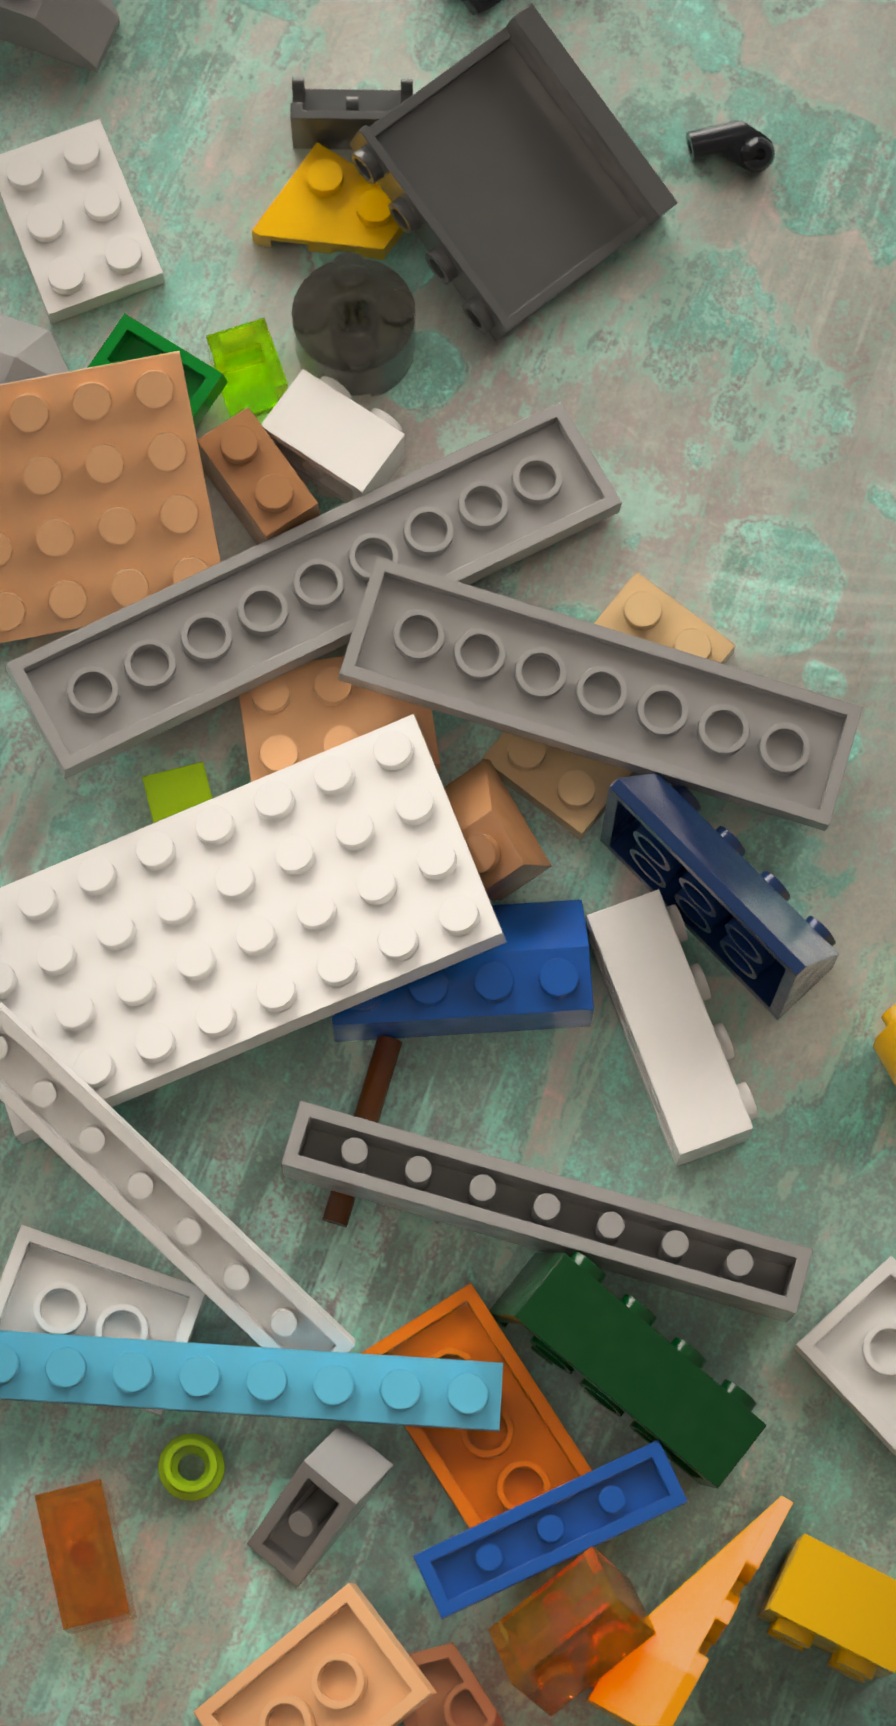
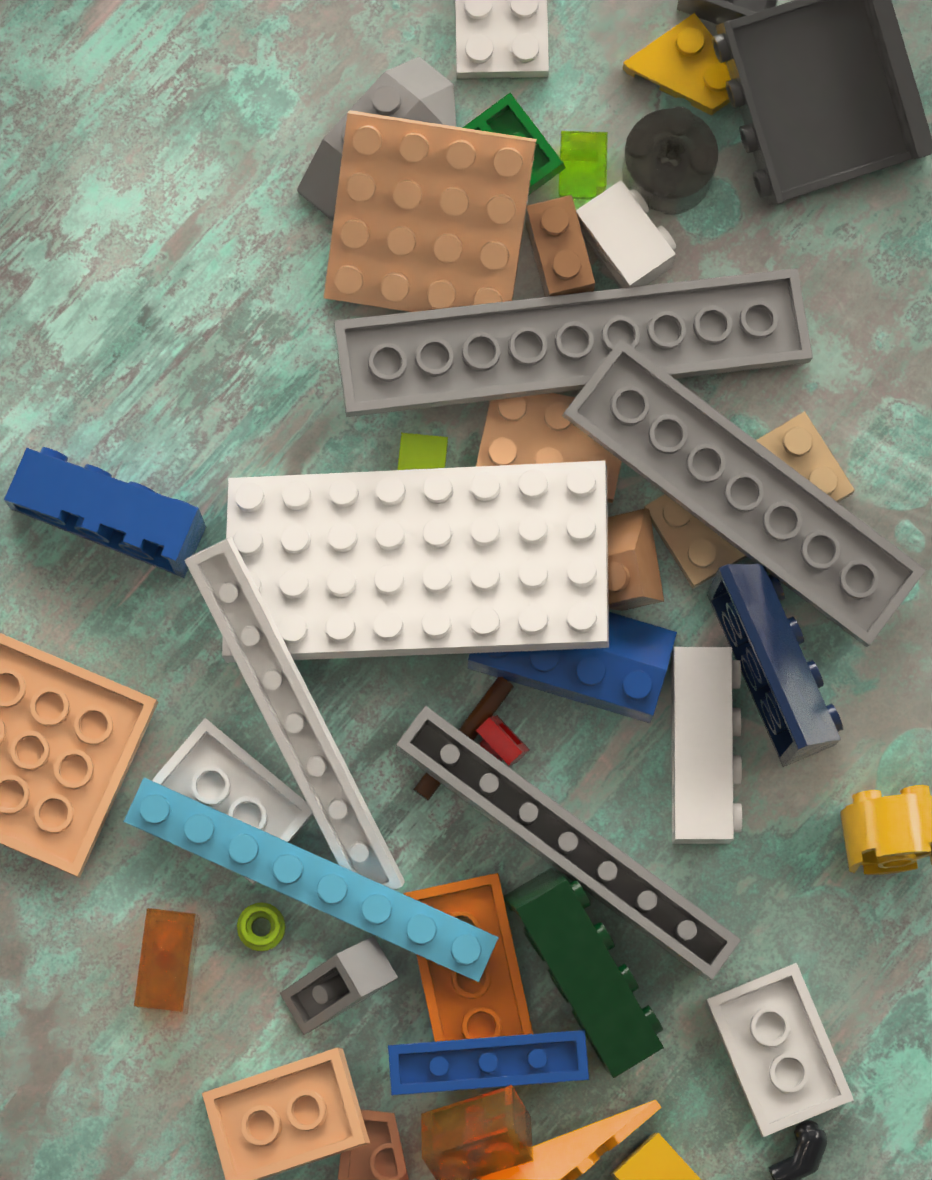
camera: 20 degrees right, 5 degrees up
(413, 1114) = (501, 741): none -> red plate

